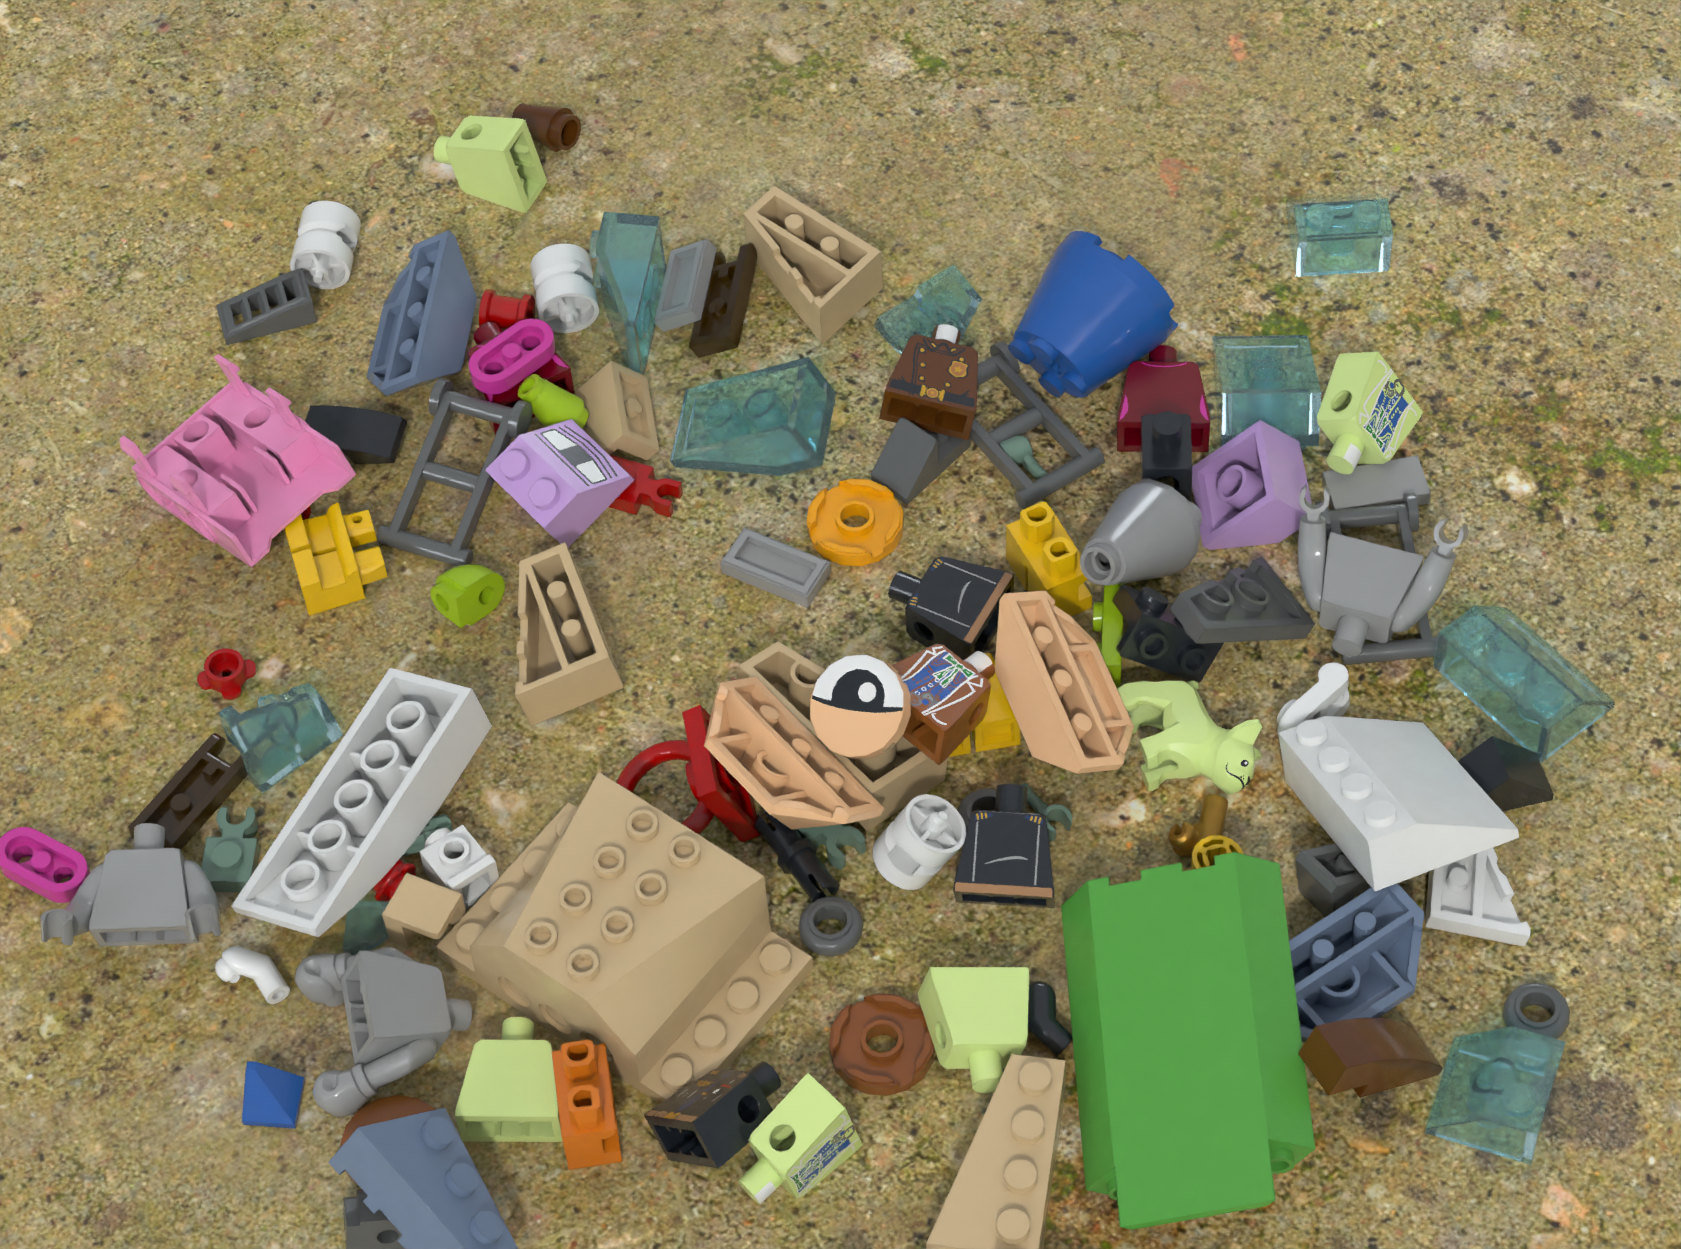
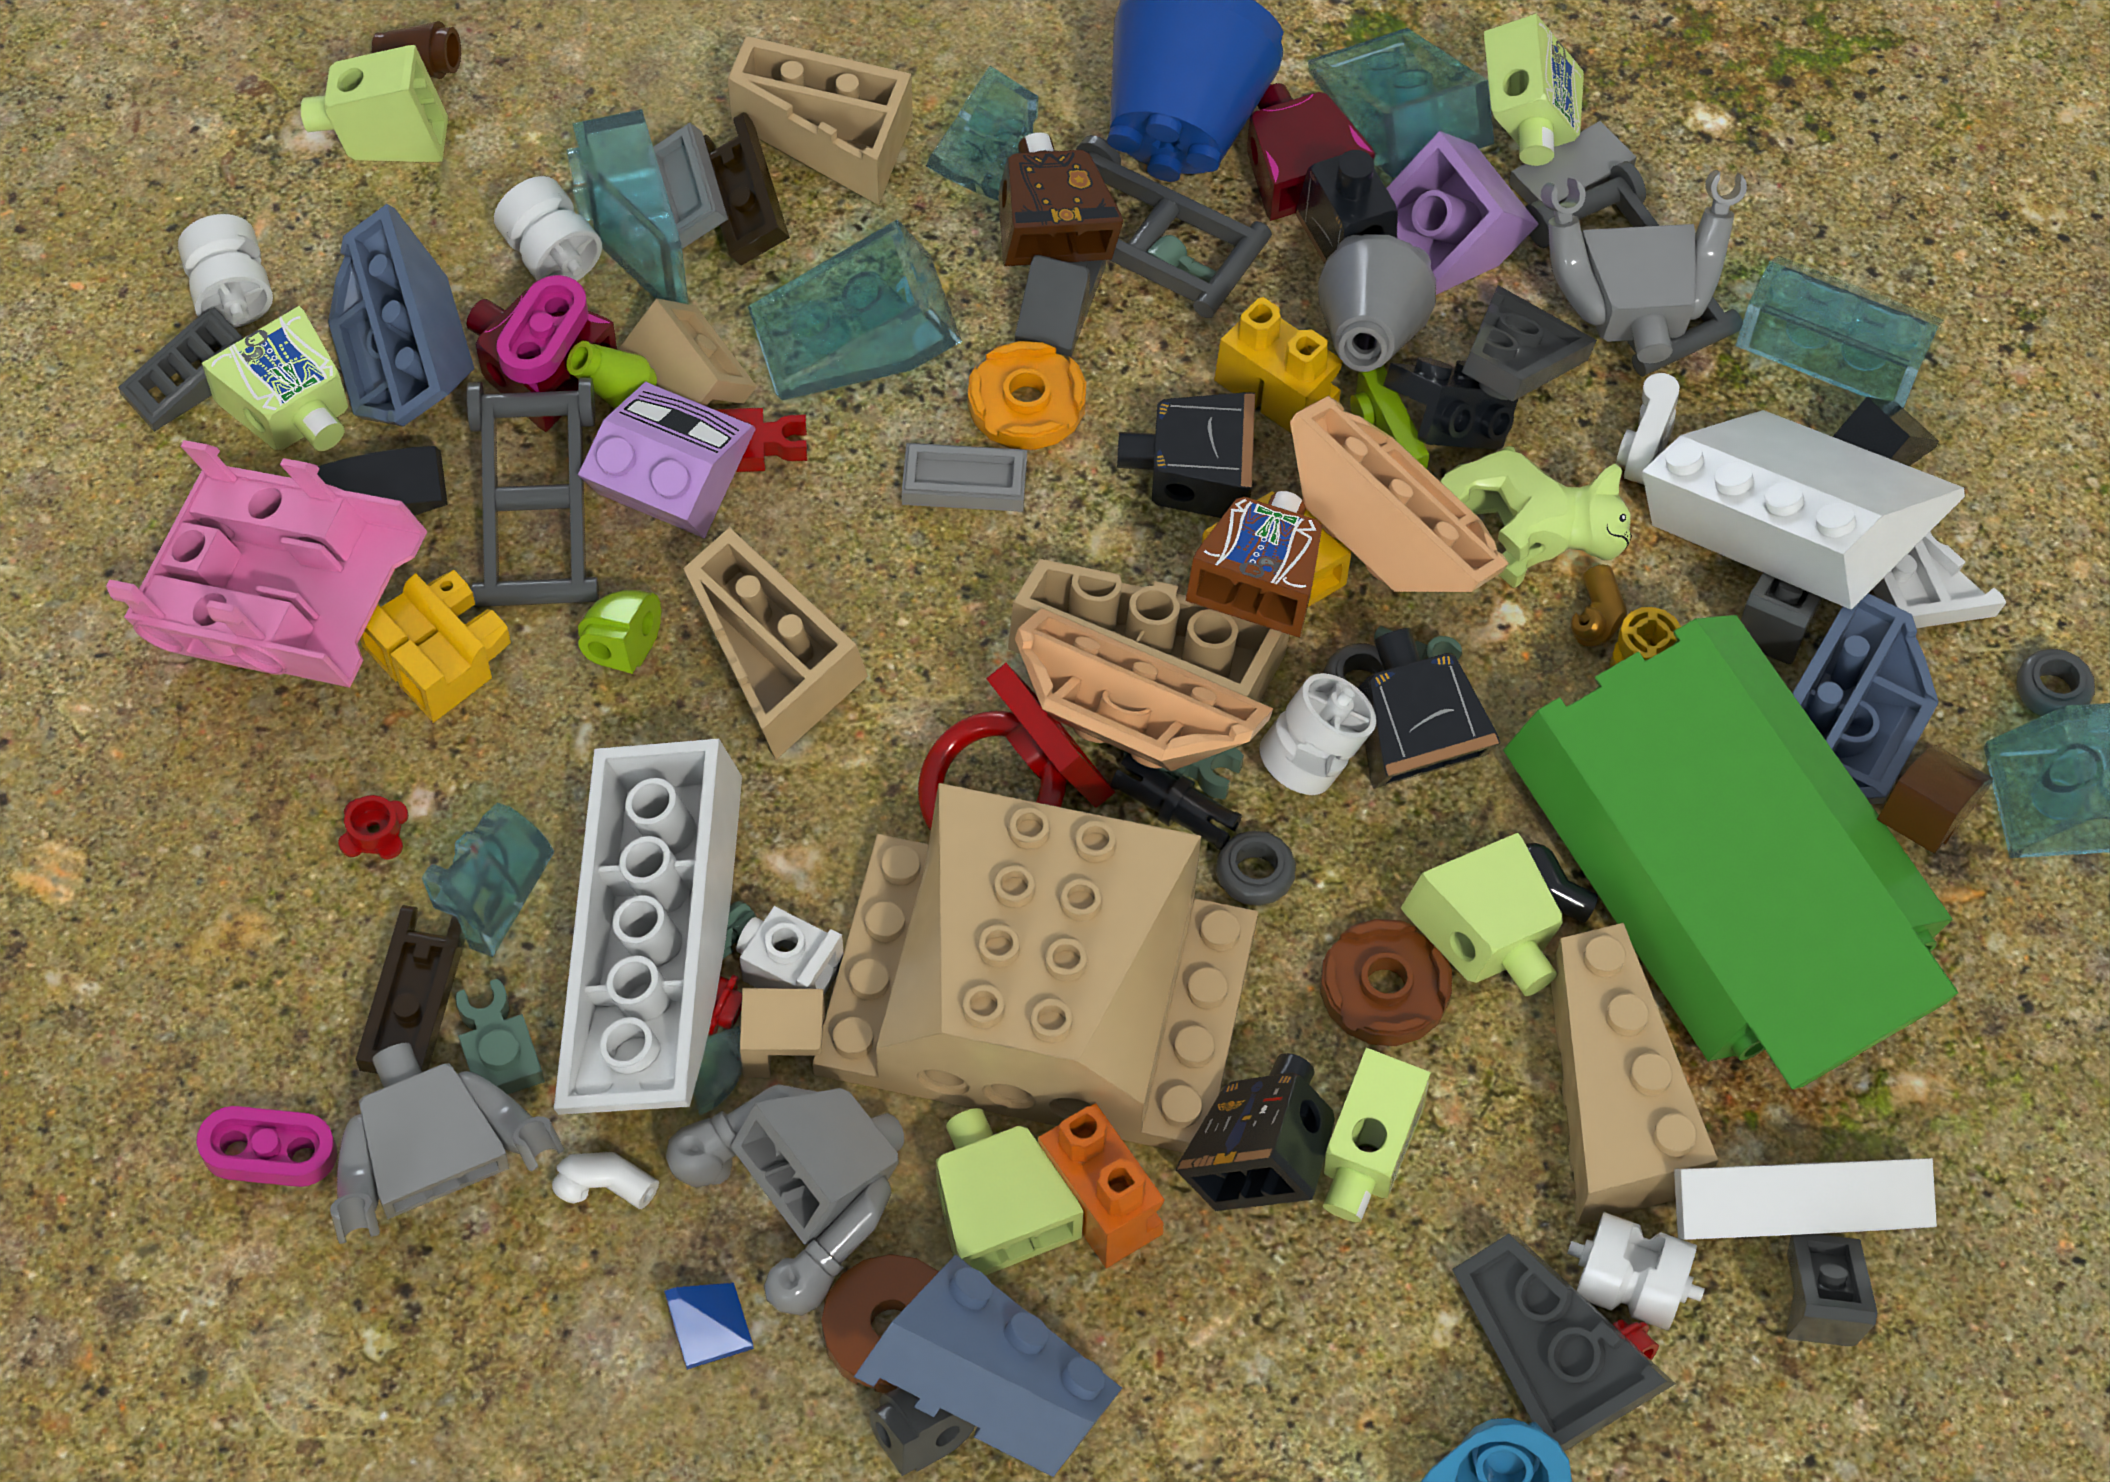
camera: 30 degrees left, 5 degrees up
(325, 338) = (281, 384): none -> yellowish green torso
(505, 310) = (492, 281): red bush -> none
(860, 706) = (1194, 600): tile -> none

